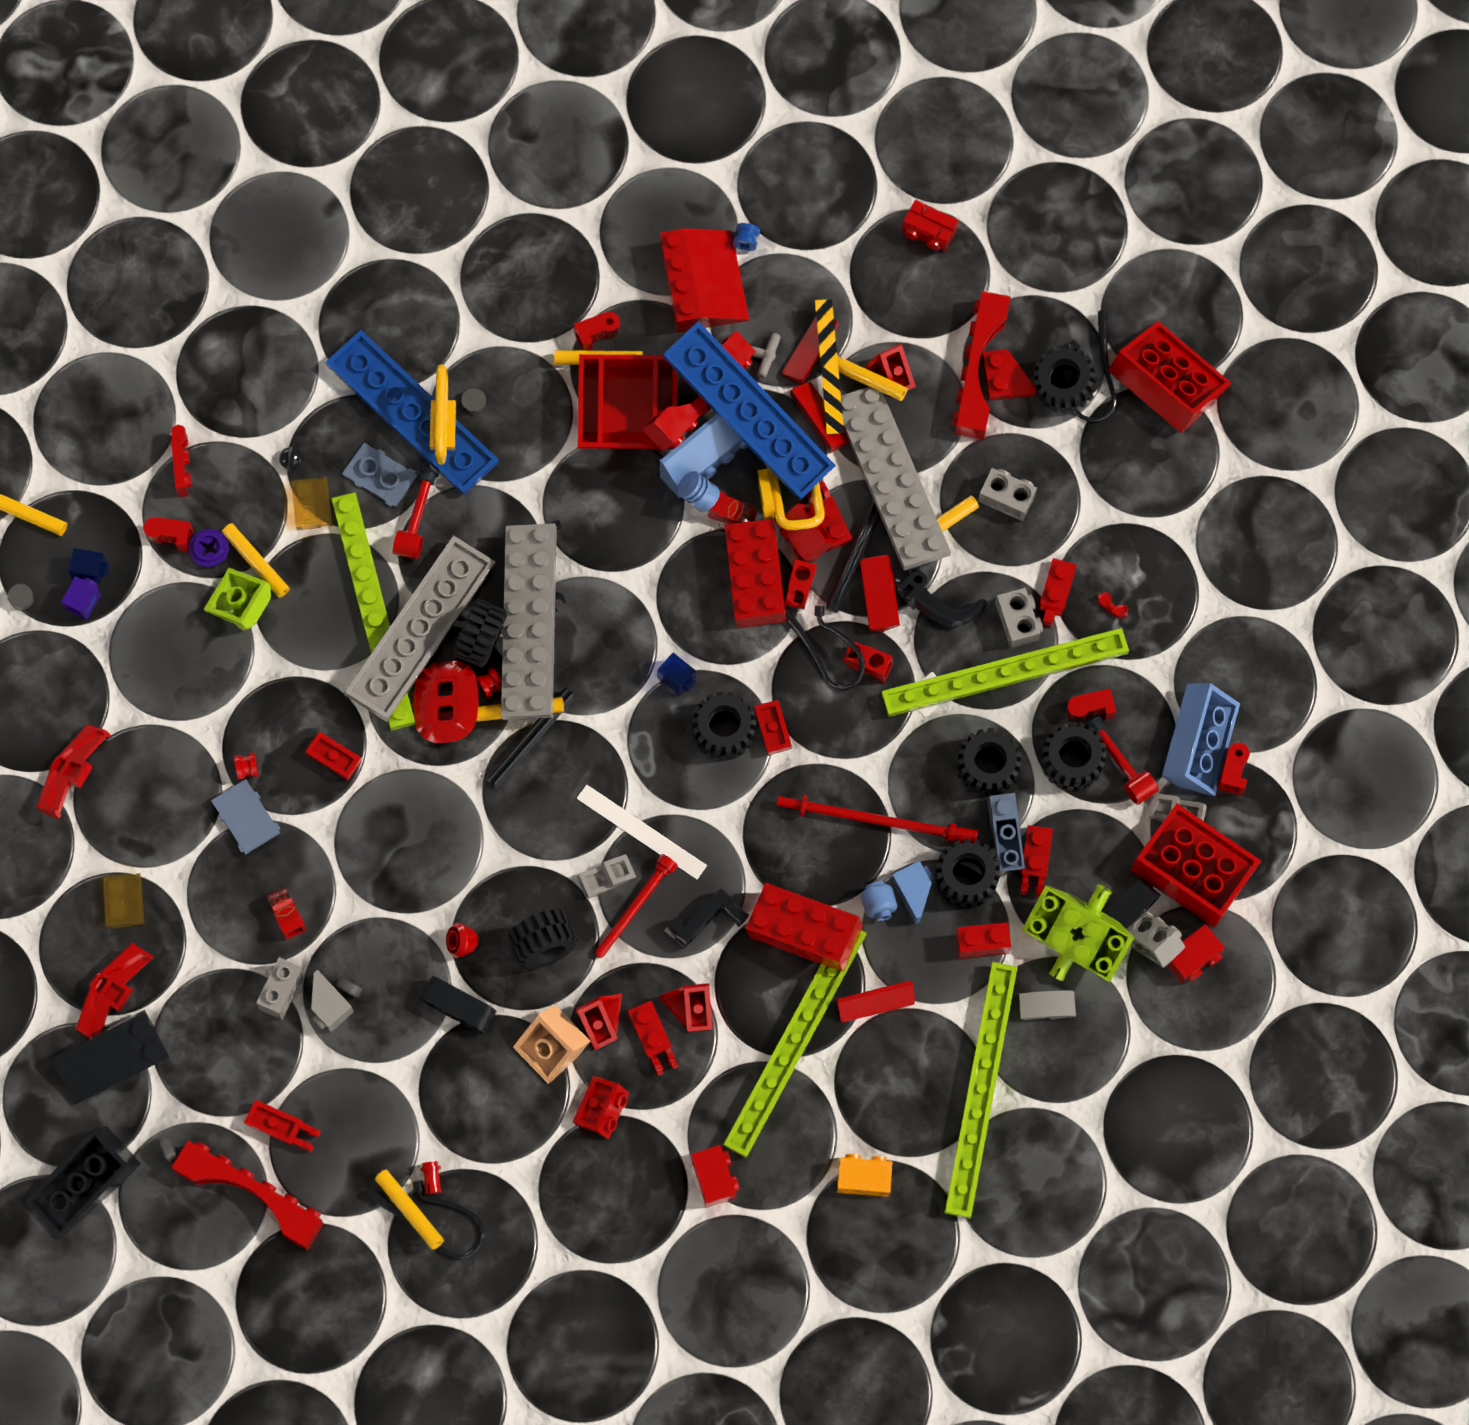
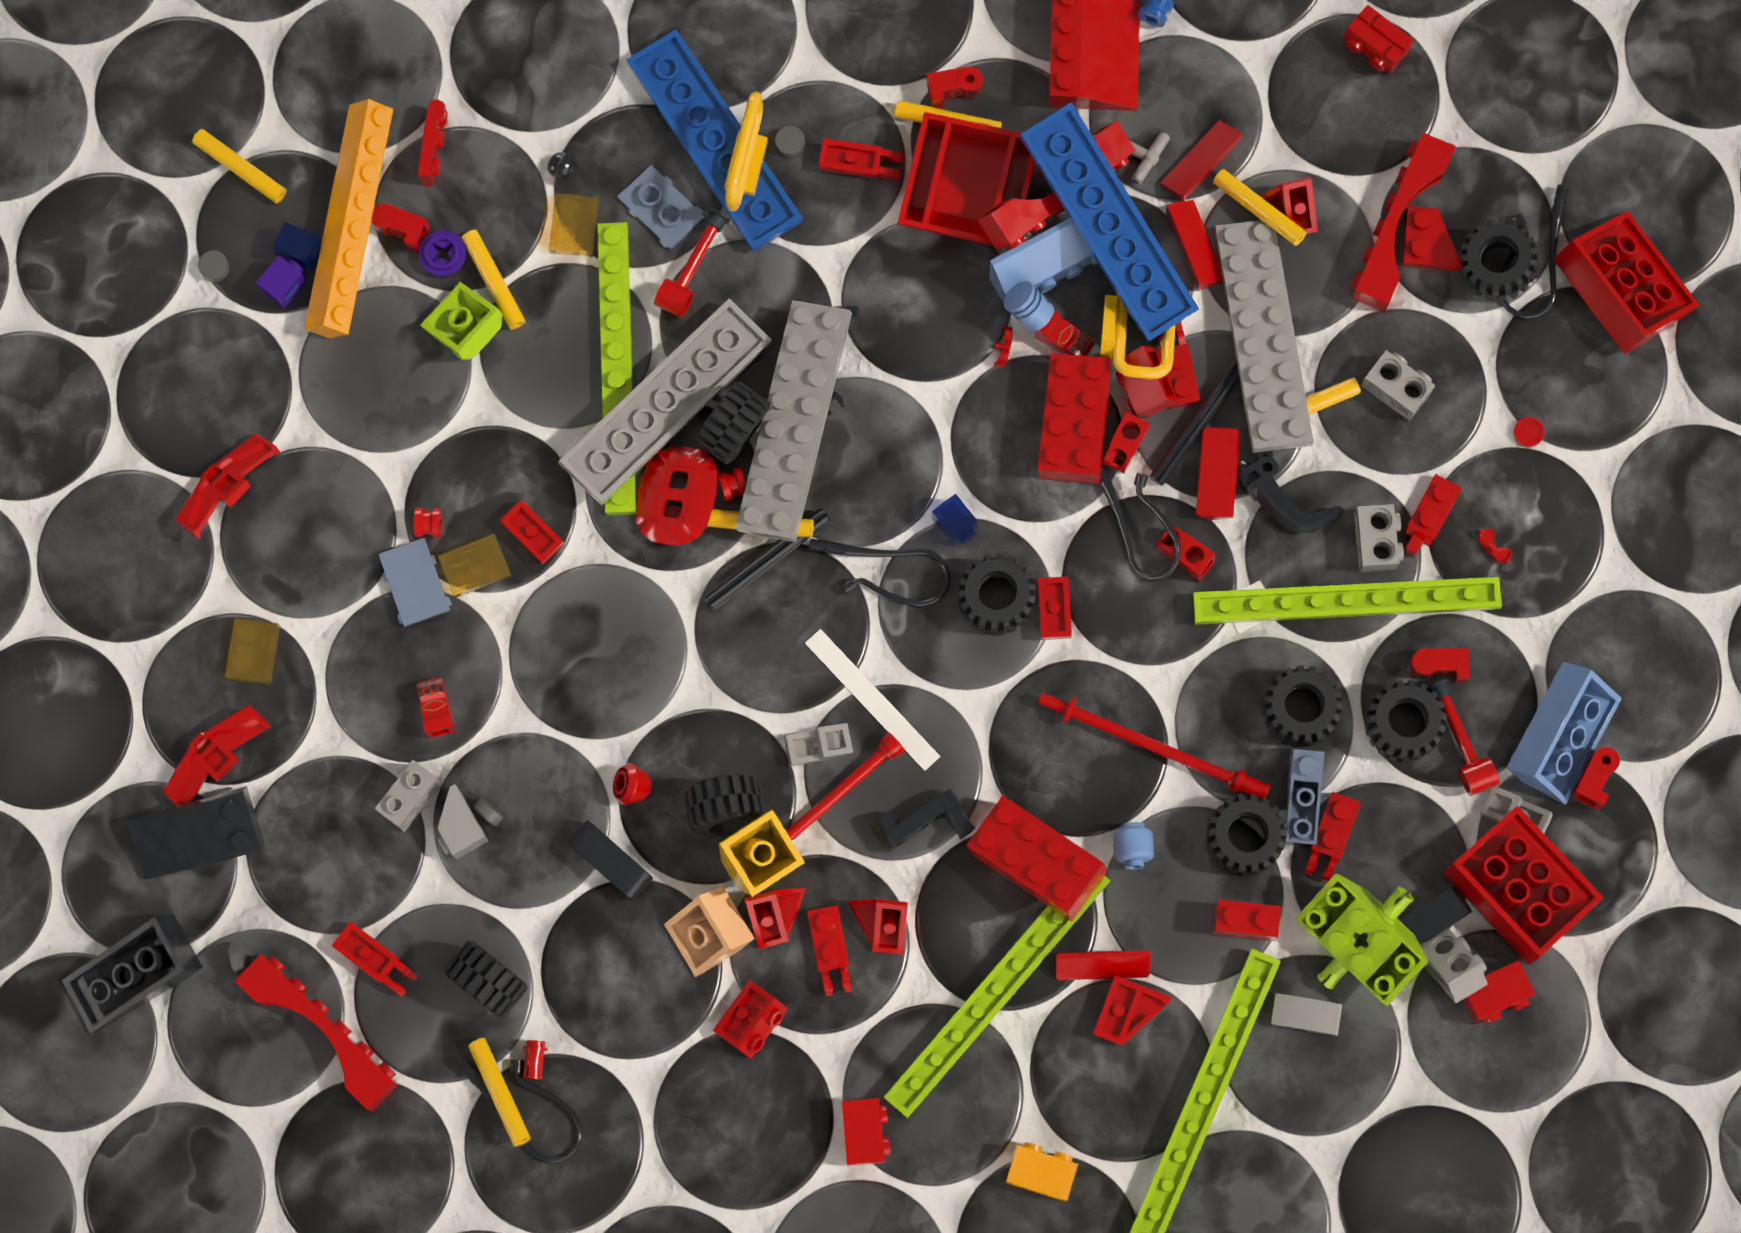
camera: 20 degrees right, 5 degrees up
(126, 535) = (348, 219): none -> light orange brick
(292, 793) = (474, 566): none -> clear yellow plate
(379, 1119) = (485, 979): none -> black tyre
(533, 404) = (859, 159): none -> red hinge
(579, 969) = (759, 854): none -> yellow slope
(603, 744) = (850, 585): none -> black piece
(686, 529) = (1006, 347): none -> red piece
(829, 366) = (1219, 186): sticker -> none
(904, 1033) = (1127, 1010): none -> red wing
(913, 887) = (1178, 838): medium blue slope -> none
(1119, 510) = (1528, 432): none -> red piece

